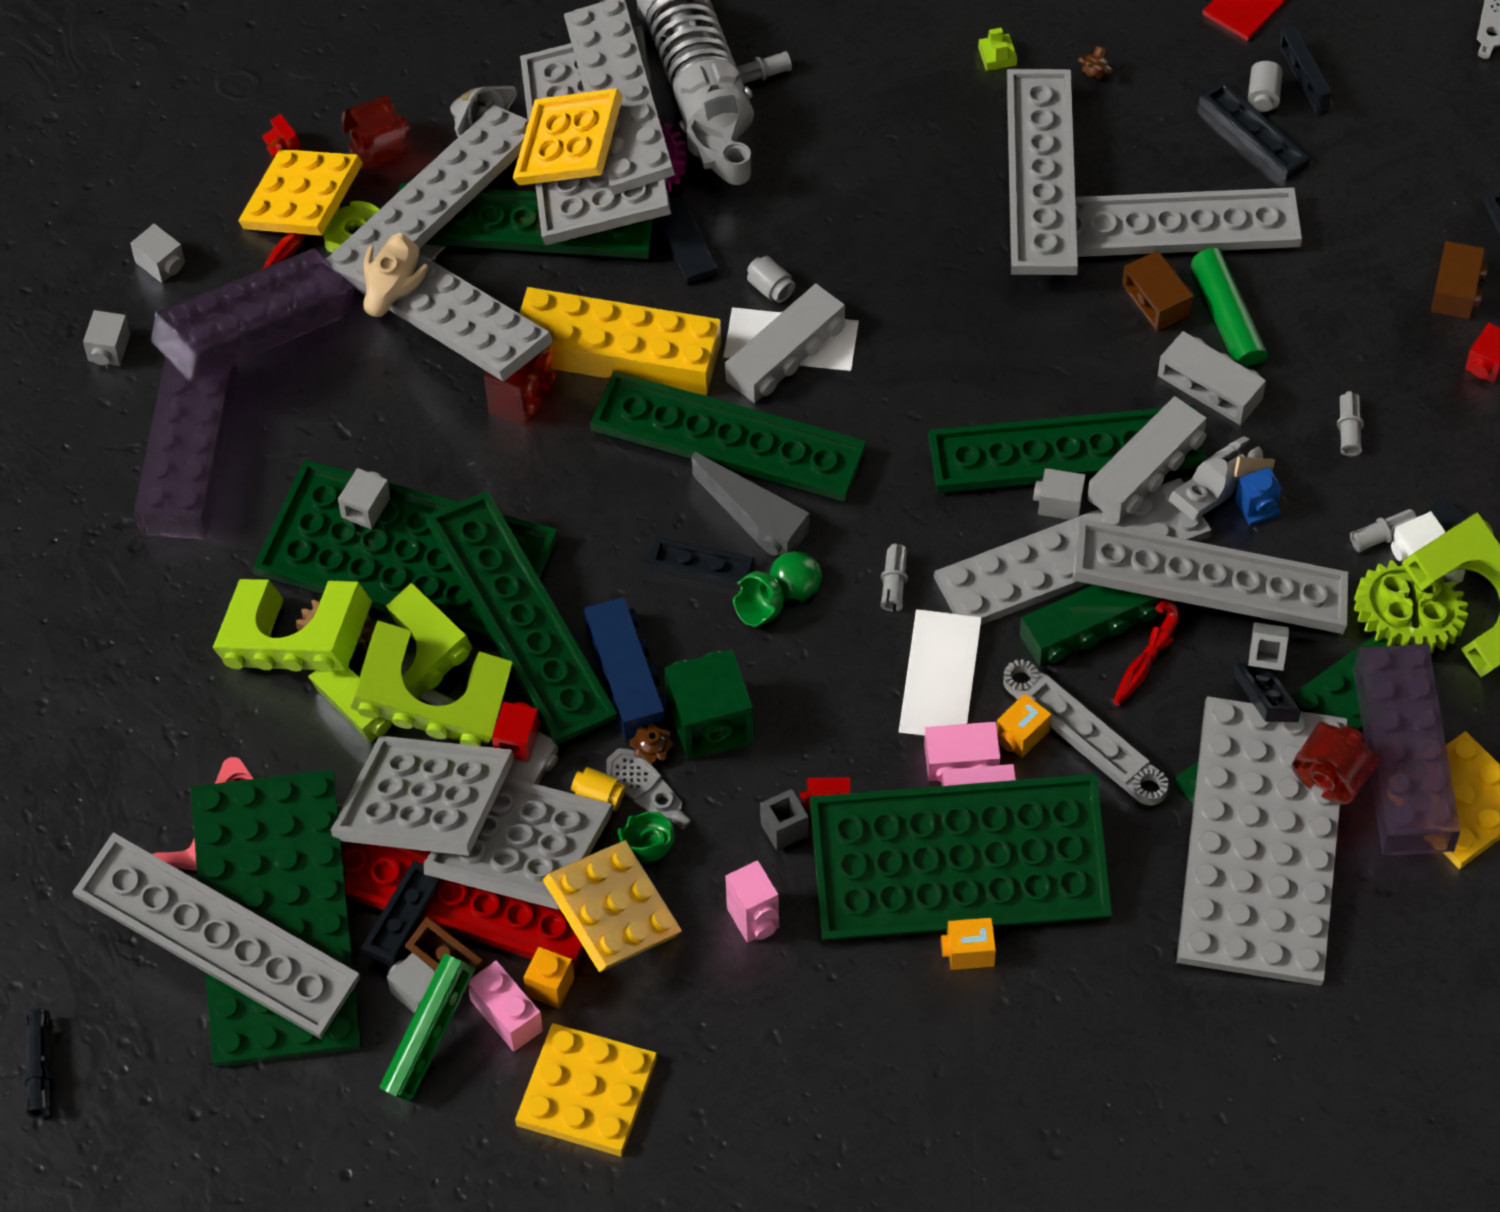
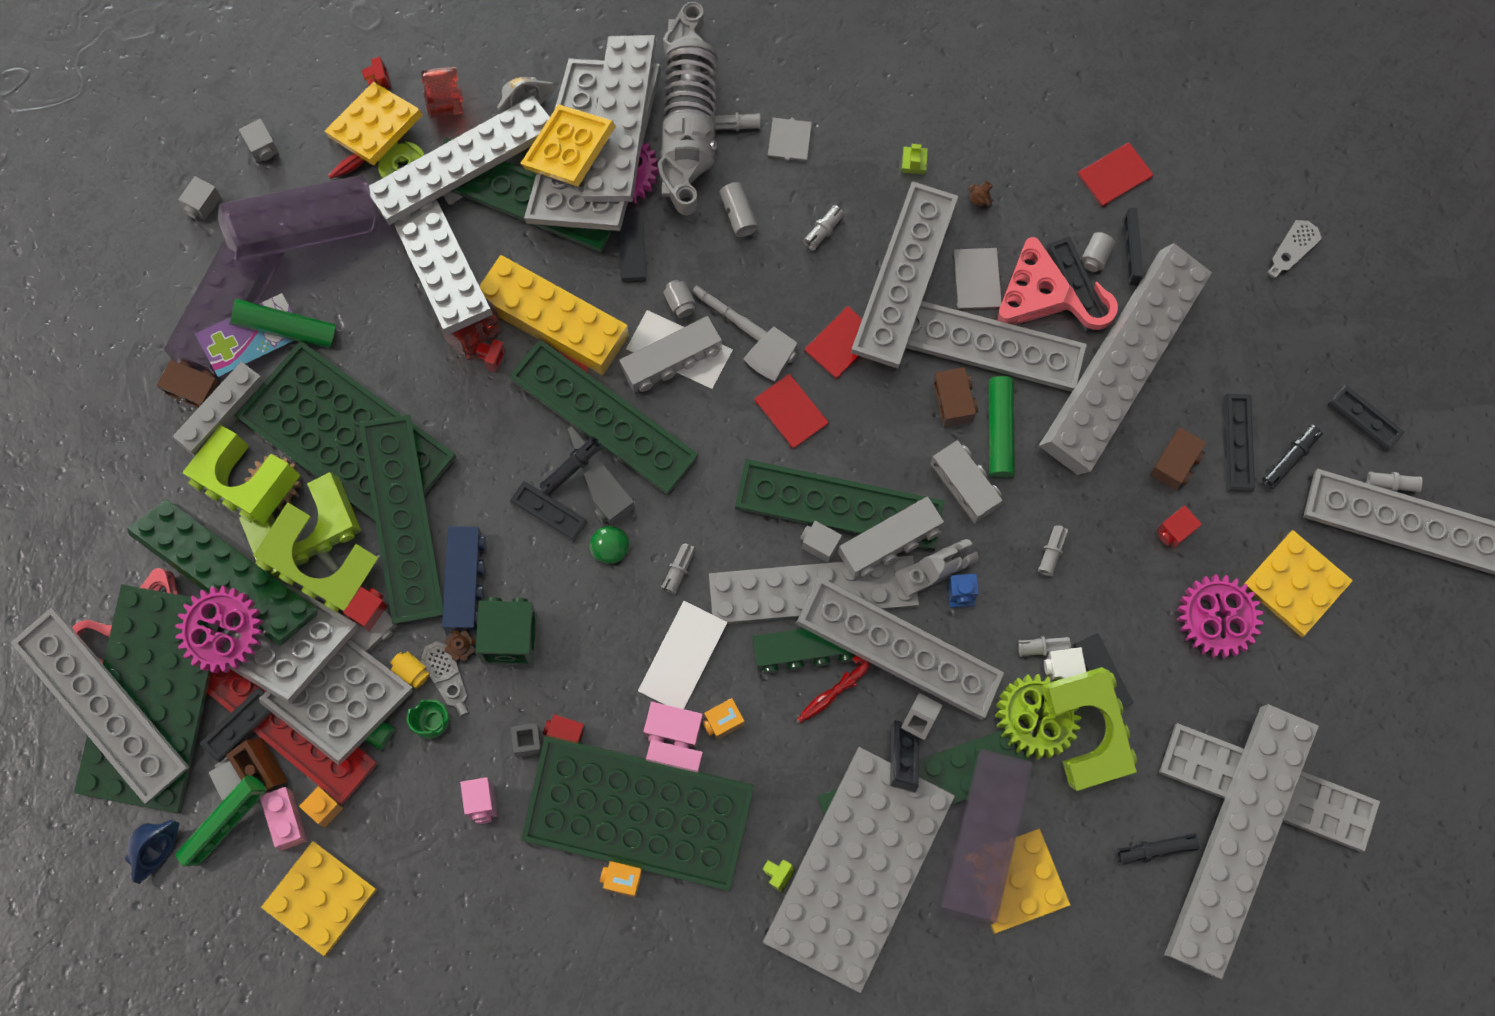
camera: 15 degrees right, 15 degrees up
(178, 551) = (186, 383): none -> reddish brown brick
(229, 563) = (219, 408): none -> light grey brick
(237, 467) = (230, 344): none -> sticker
(276, 443) = (282, 323): none -> green brick
(313, 742) = (214, 563): none -> dark green plate
(341, 823) = (228, 606): none -> dark pink gear
(341, 1091) = (149, 848): none -> dark blue hat
(364, 498) = (327, 388): light grey brick -> none
(391, 273) = (402, 218): tan animal -> none
(556, 407) = (491, 354): none -> red tile
(612, 905) = (379, 772): yellow plate -> none
(720, 483) = (577, 460): none -> black pin
(758, 599) = (575, 556): green hair -> none
(803, 162) = (738, 209): none -> light grey pin
(833, 72) = (789, 139): none -> light grey piece
(908, 305) = (773, 347): none -> light grey piece
(917, 153) = (823, 227): none -> light grey pin
(961, 366) = (791, 411): none -> red piece
(987, 276) = (834, 343): none -> red piece
(1088, 734) = (767, 738): light grey plate -> none
(1129, 158) = (977, 278): none -> light grey piece
(1165, 877) = (780, 874): none -> lime tile
(1216, 145) = (1046, 275): none -> coral piece
(1248, 465) = (967, 567): tan window -> none
(1335, 762) = (926, 838): clear red brick -> none
(1348, 190) = (1125, 359): none -> light grey brick

